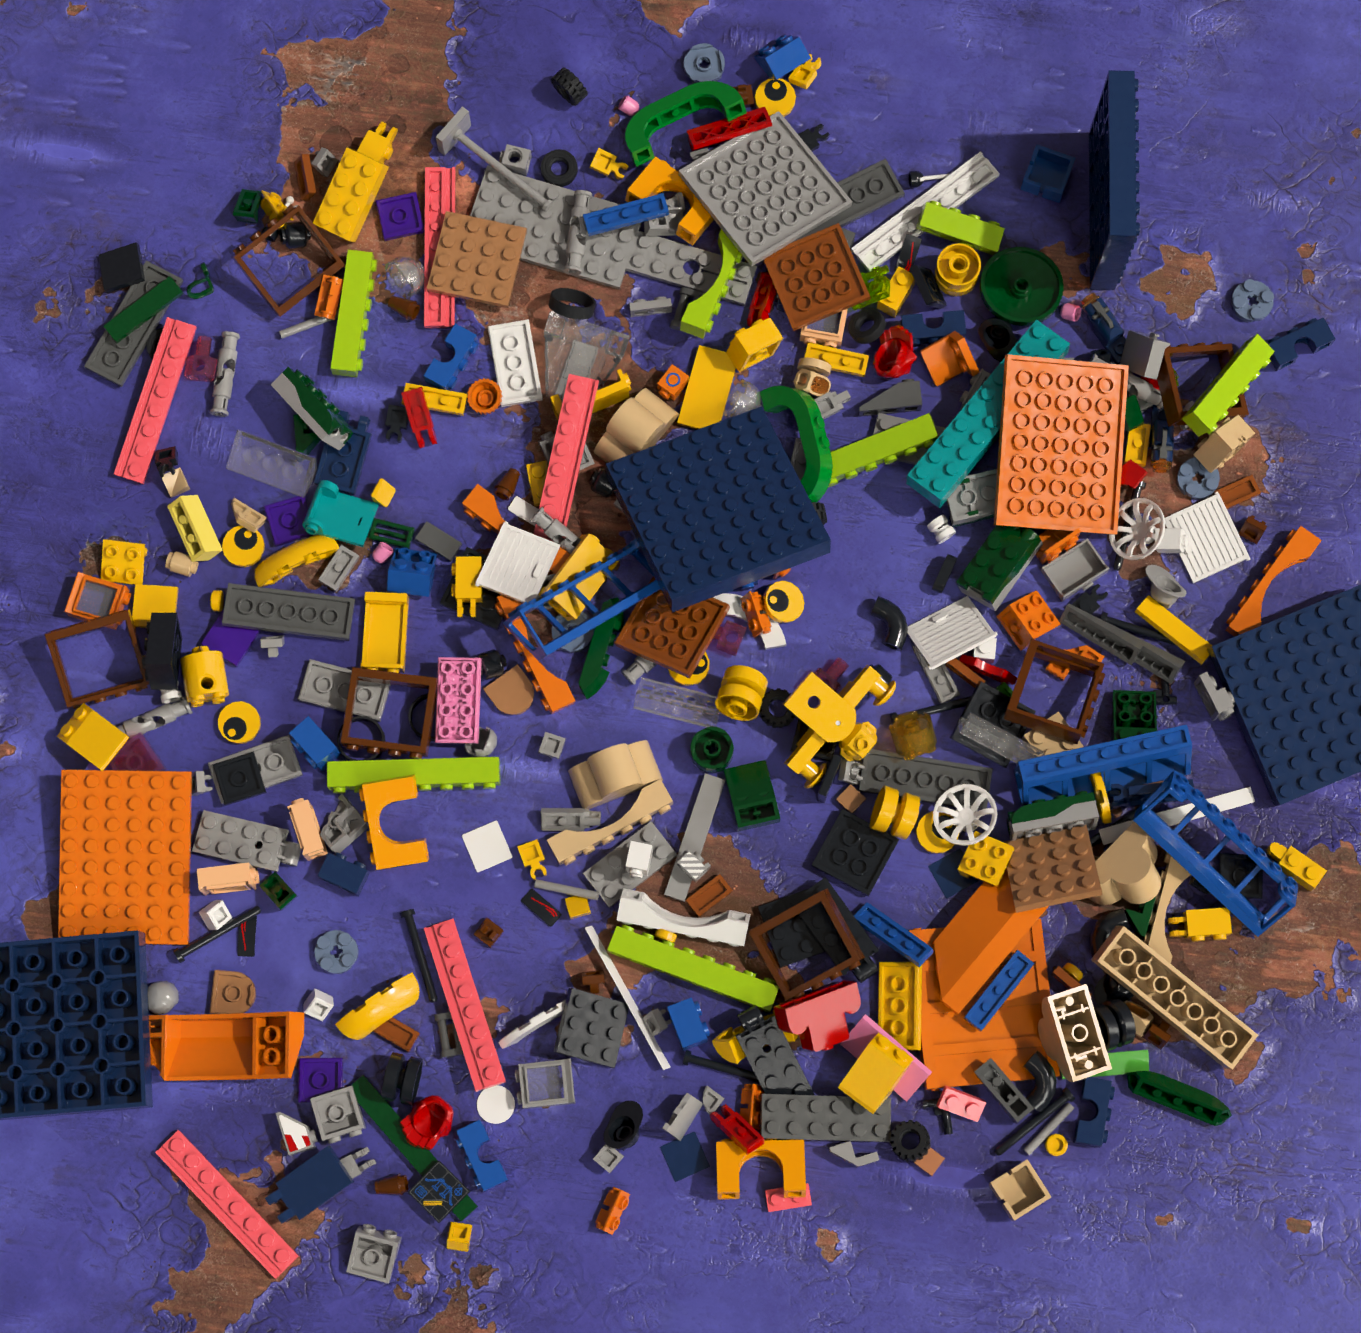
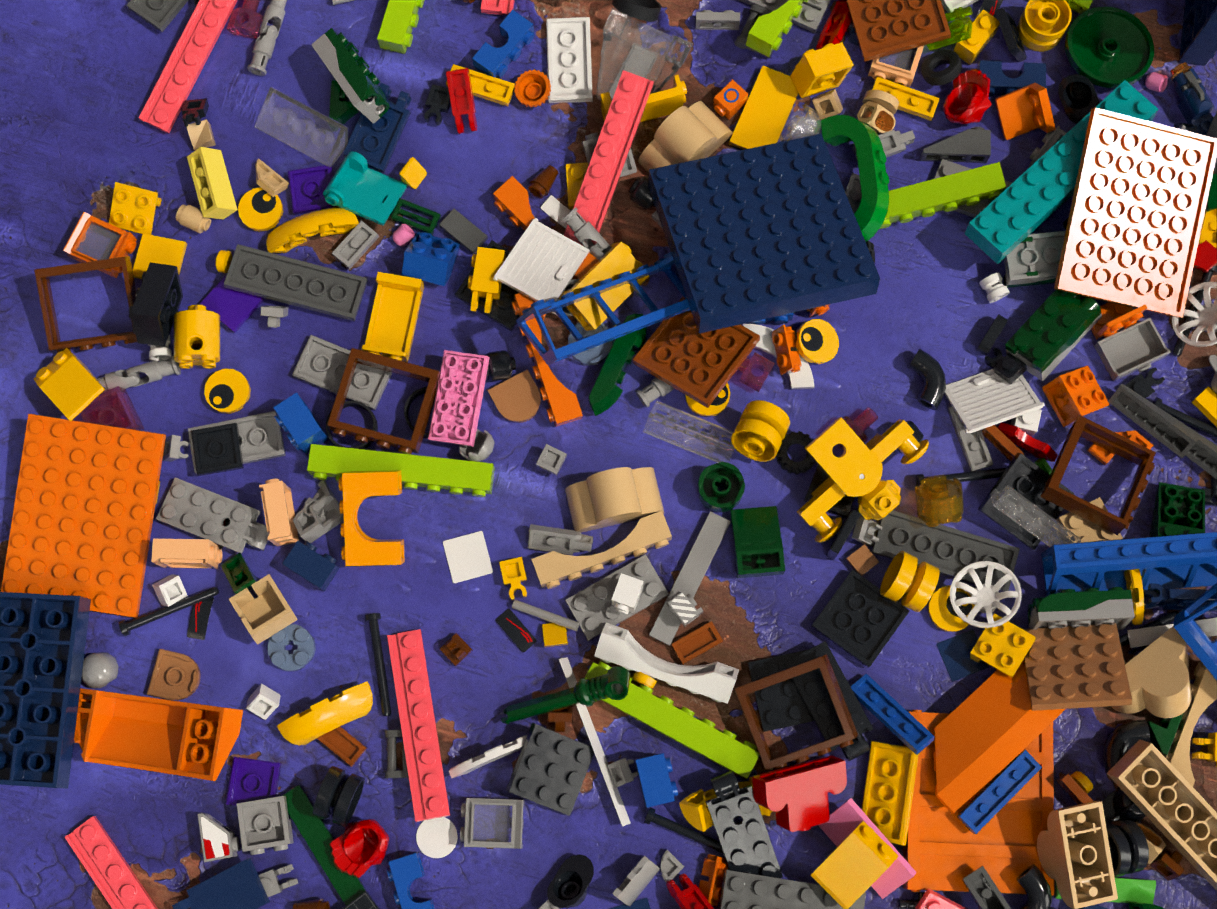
camera: 10 degrees right, 0 degrees up
(309, 923) = (264, 614): none -> tan piece
(613, 953) = (586, 692): none -> dark green piece
(765, 374) = (827, 104): none -> tan slope
(960, 602) = (1006, 367): none -> black plate

